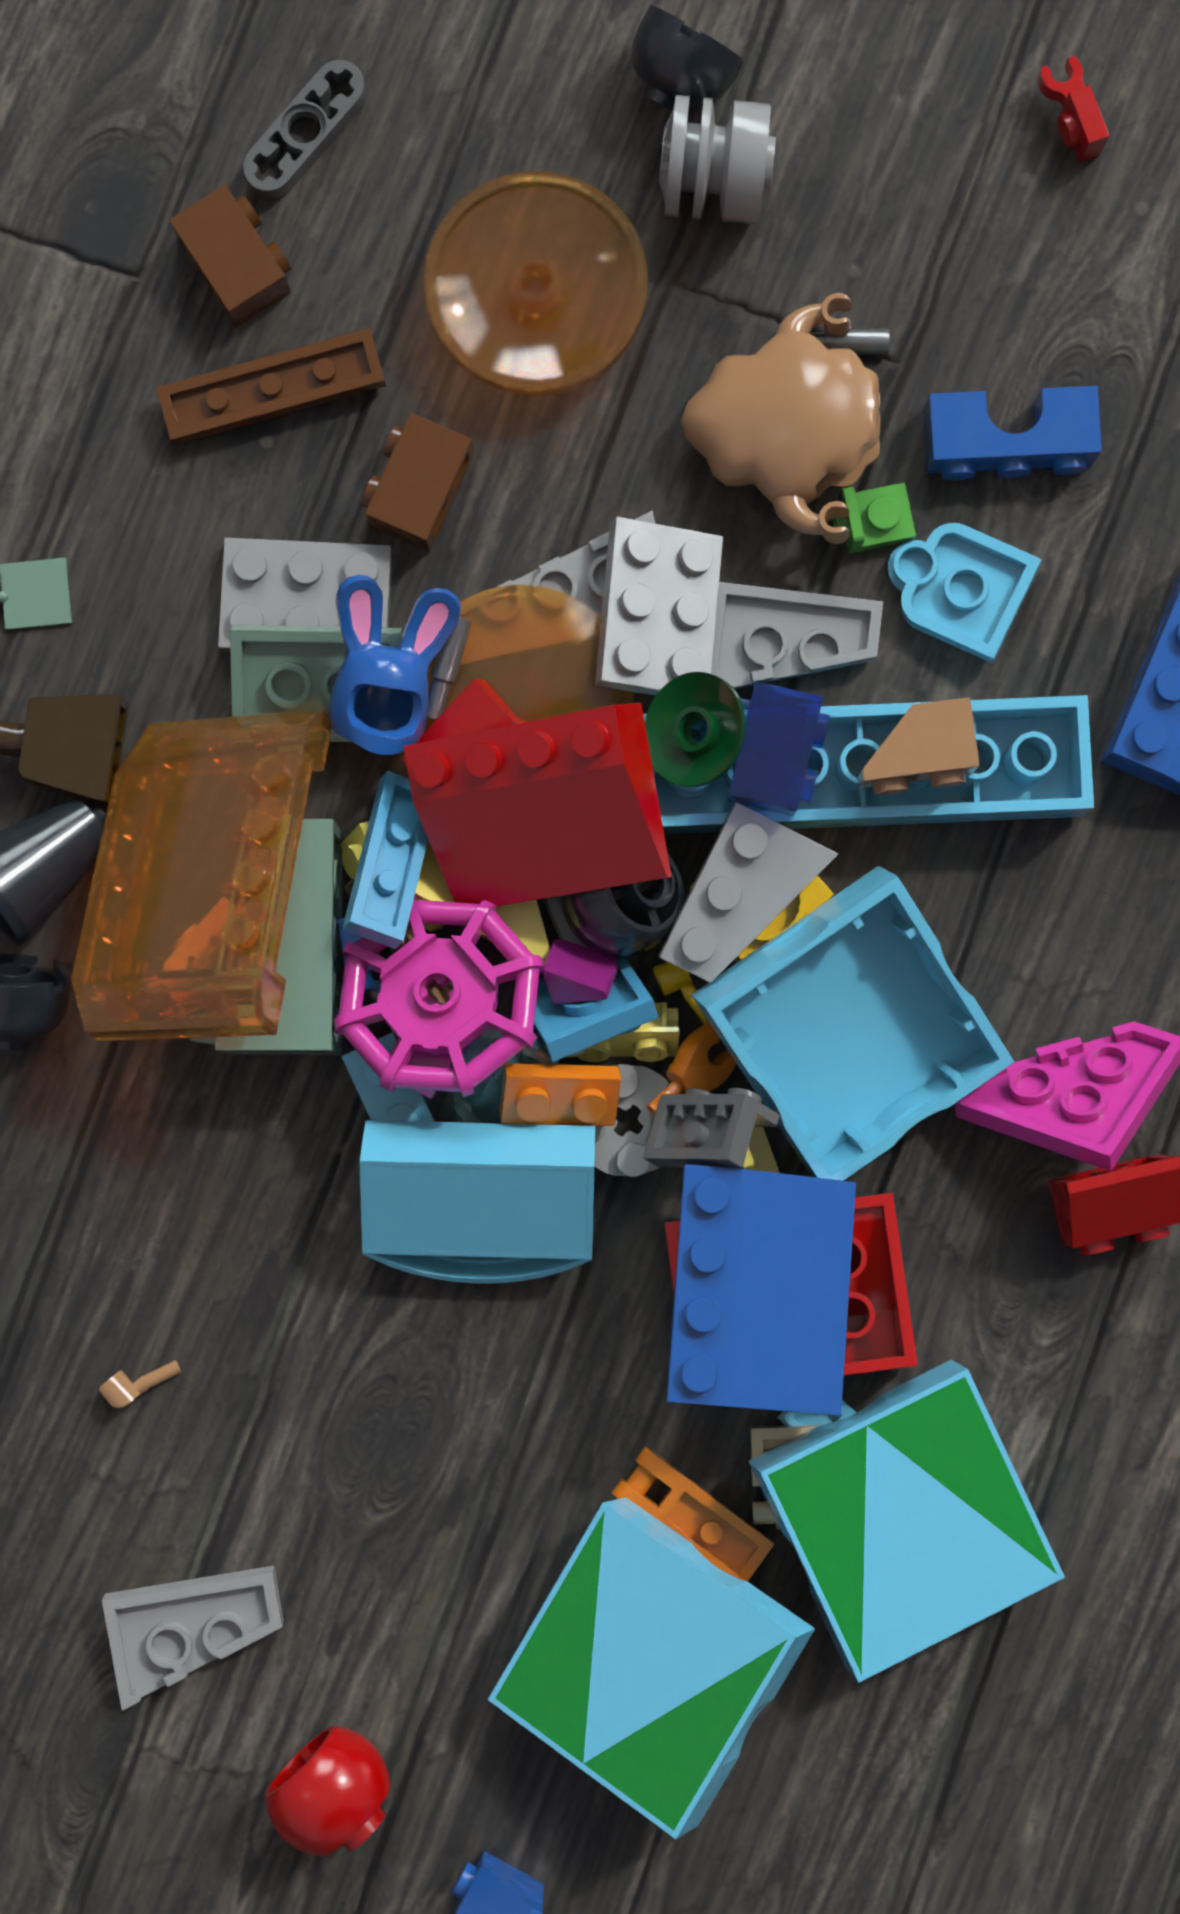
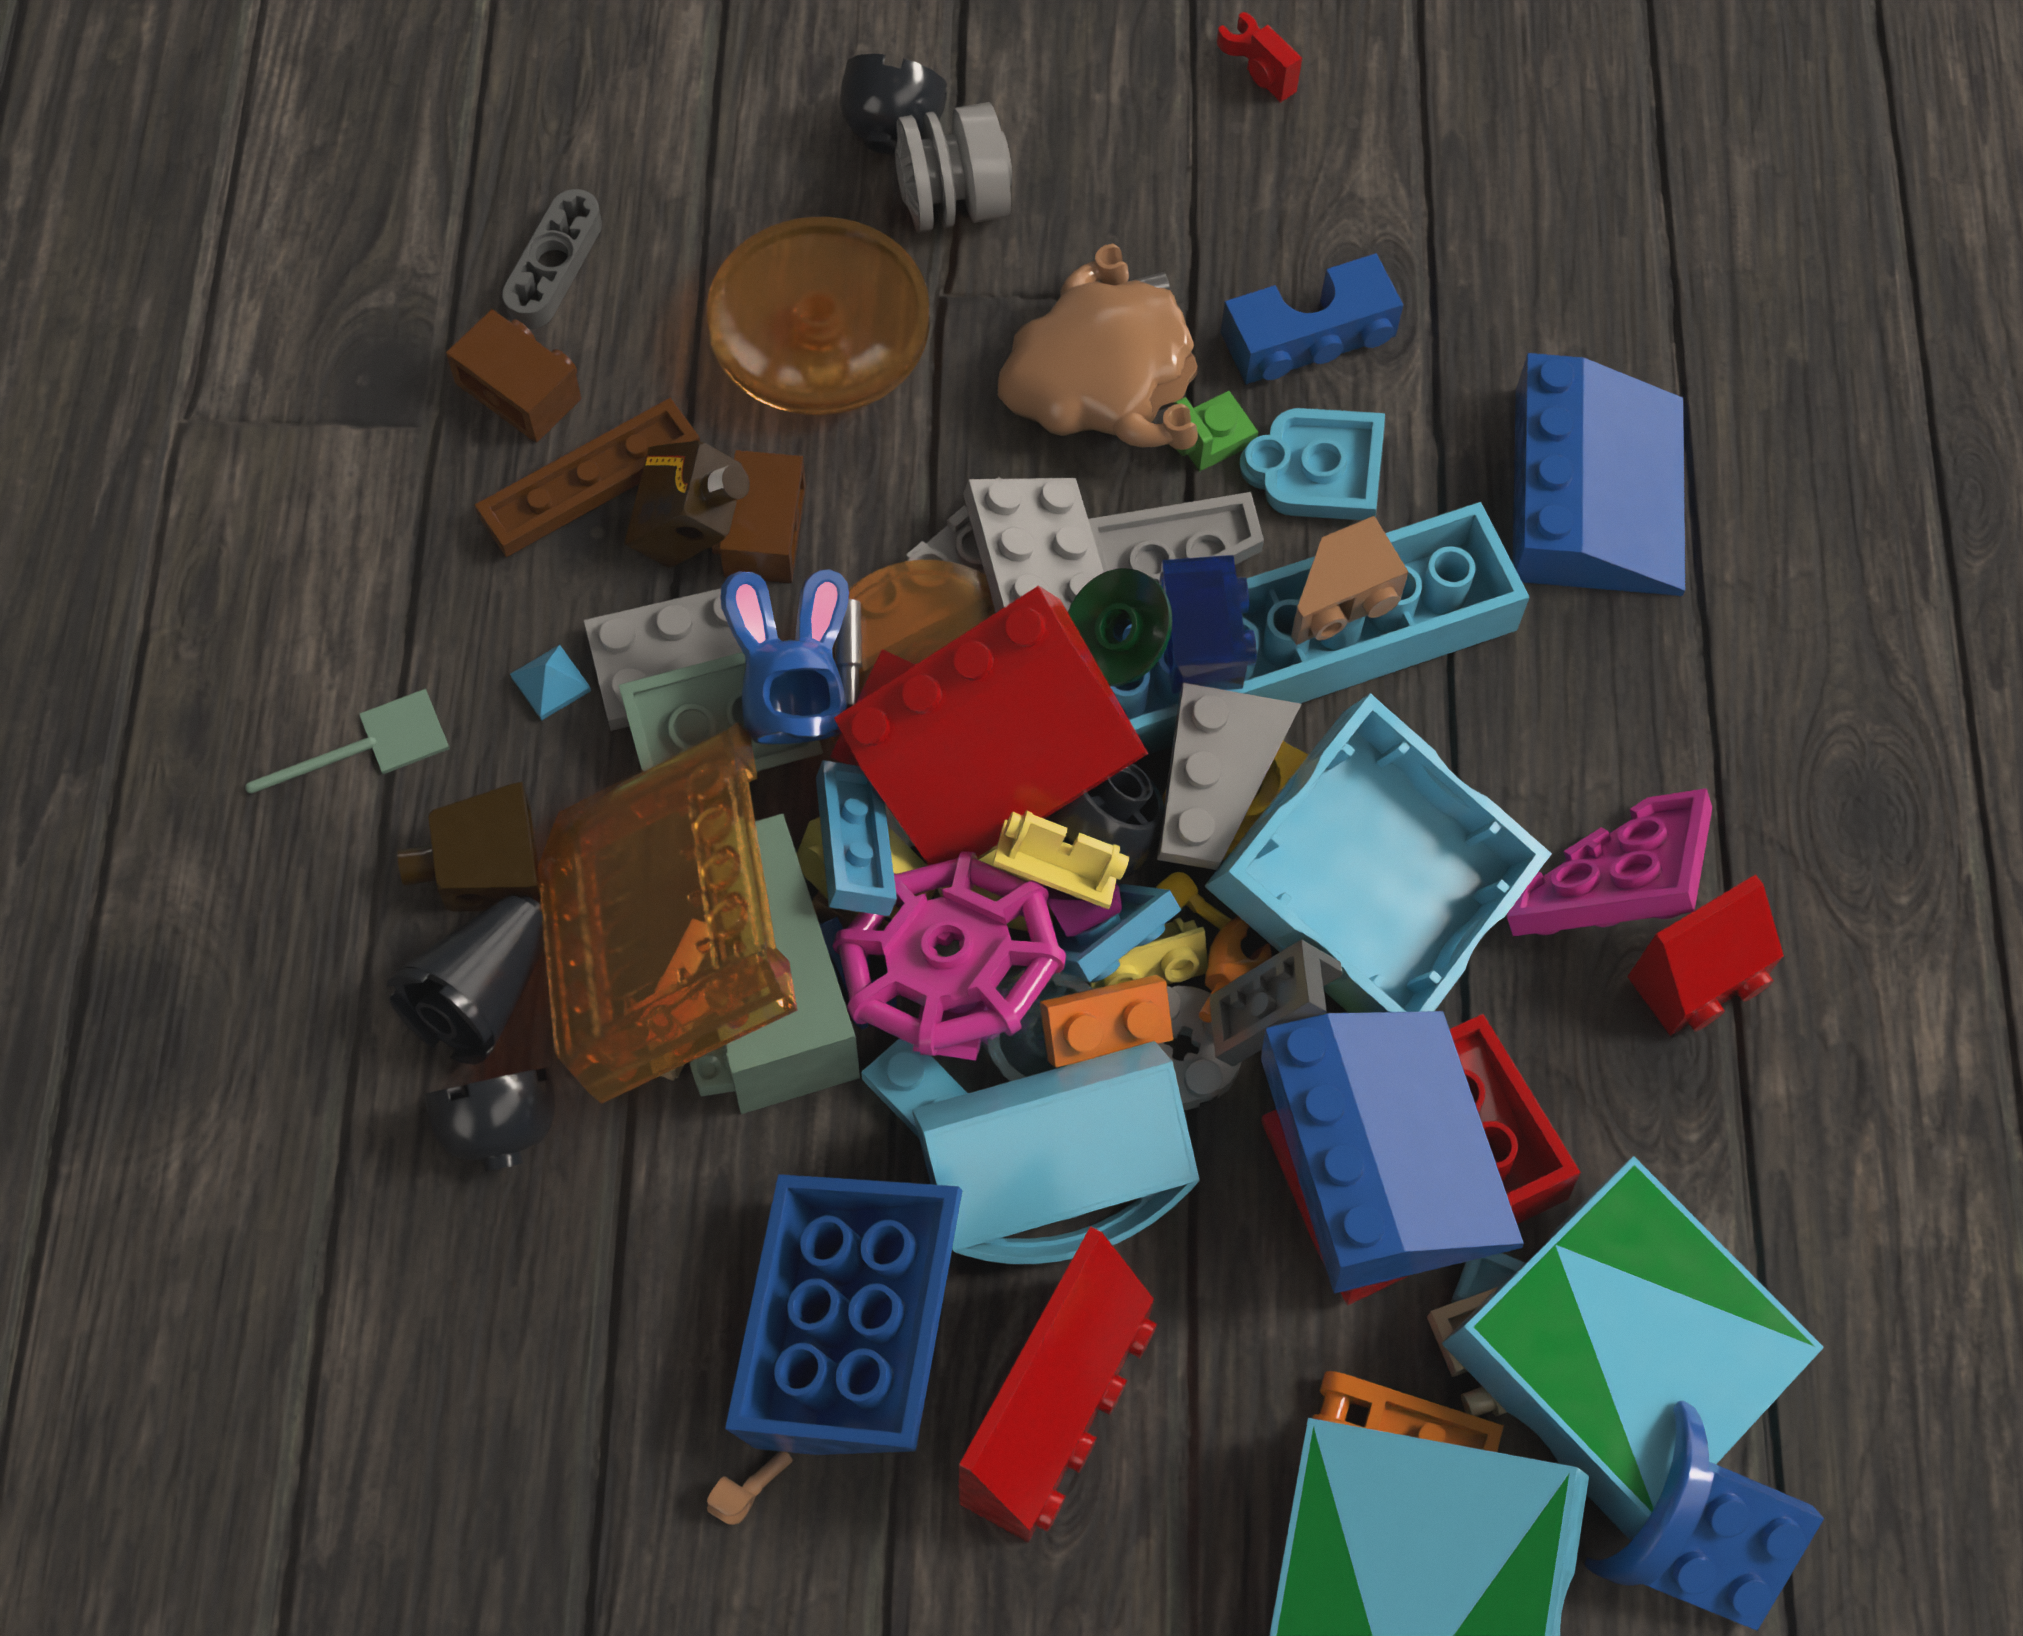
camera: 20 degrees left, 20 degrees down
(179, 587) = (550, 682): none -> dark azure slope
(251, 1283) = (844, 1316): none -> blue slope
(347, 451) = (684, 501): none -> dark brown torso
(408, 1404) = (1056, 1391): none -> red slope
(561, 944) = (1037, 852): none -> light yellow hinge
(907, 1697) = (1714, 1535): none -> blue piece

